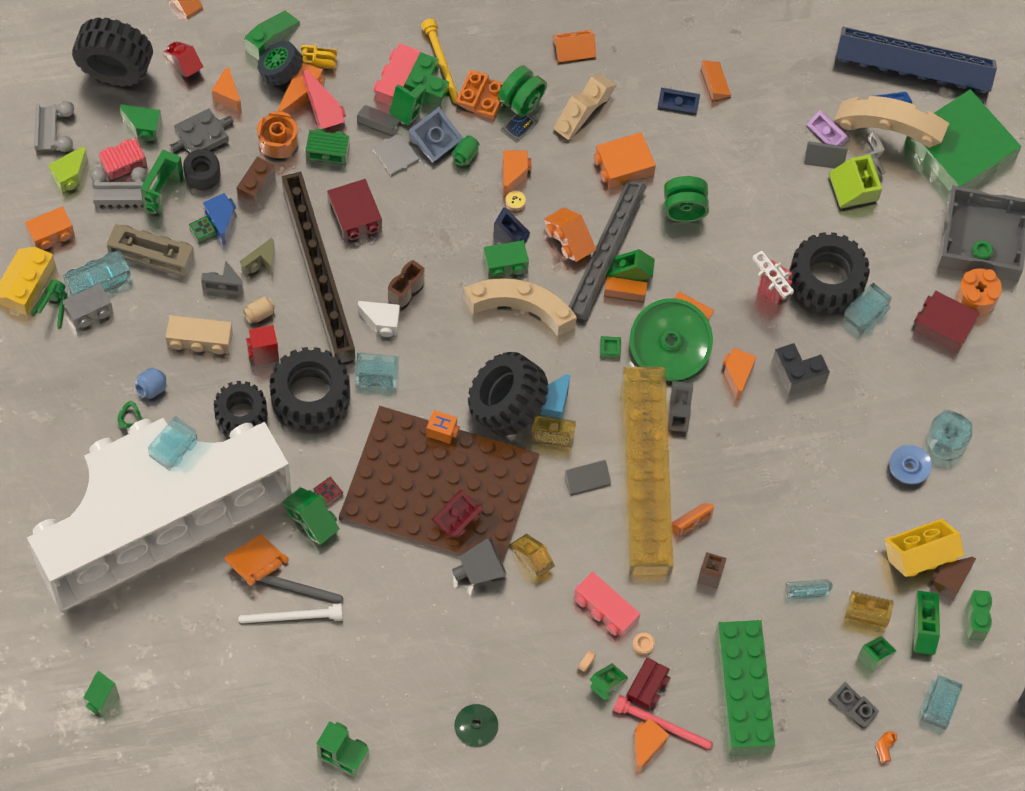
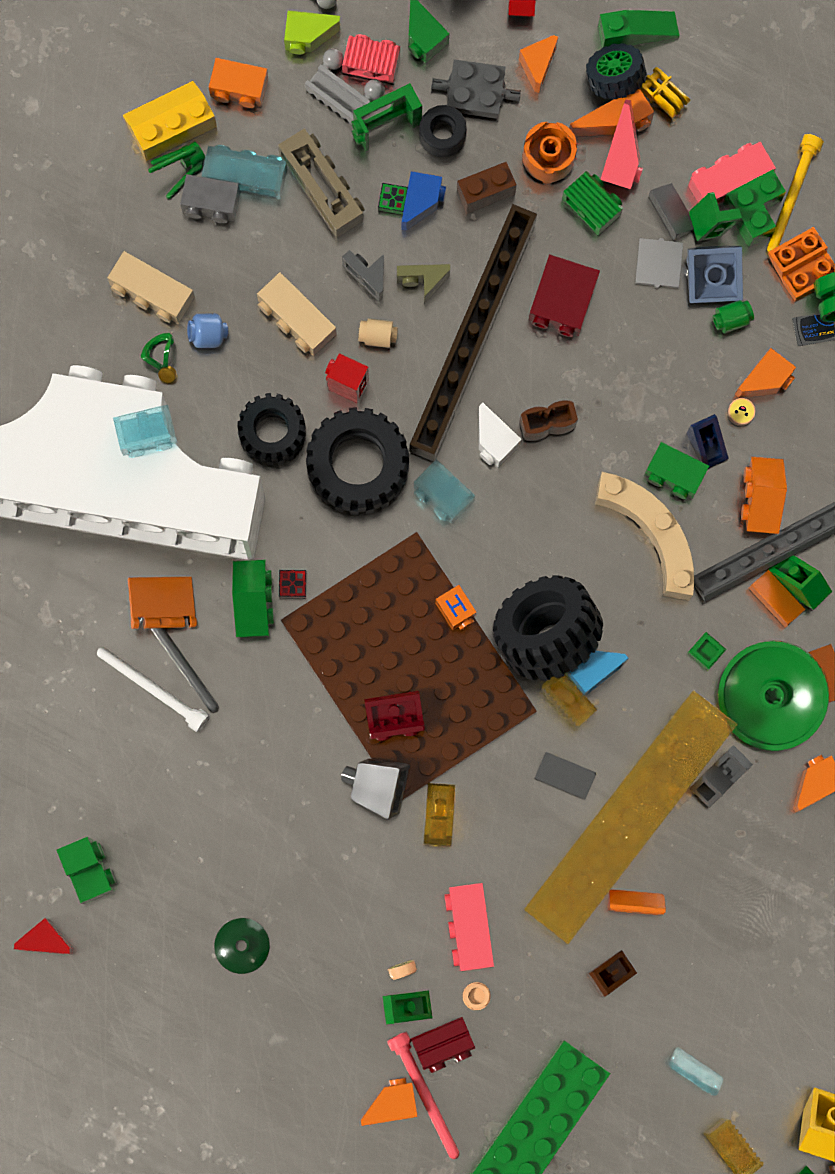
camera: 40 degrees right, 15 degrees up
(93, 383) = (150, 288): none -> tan brick

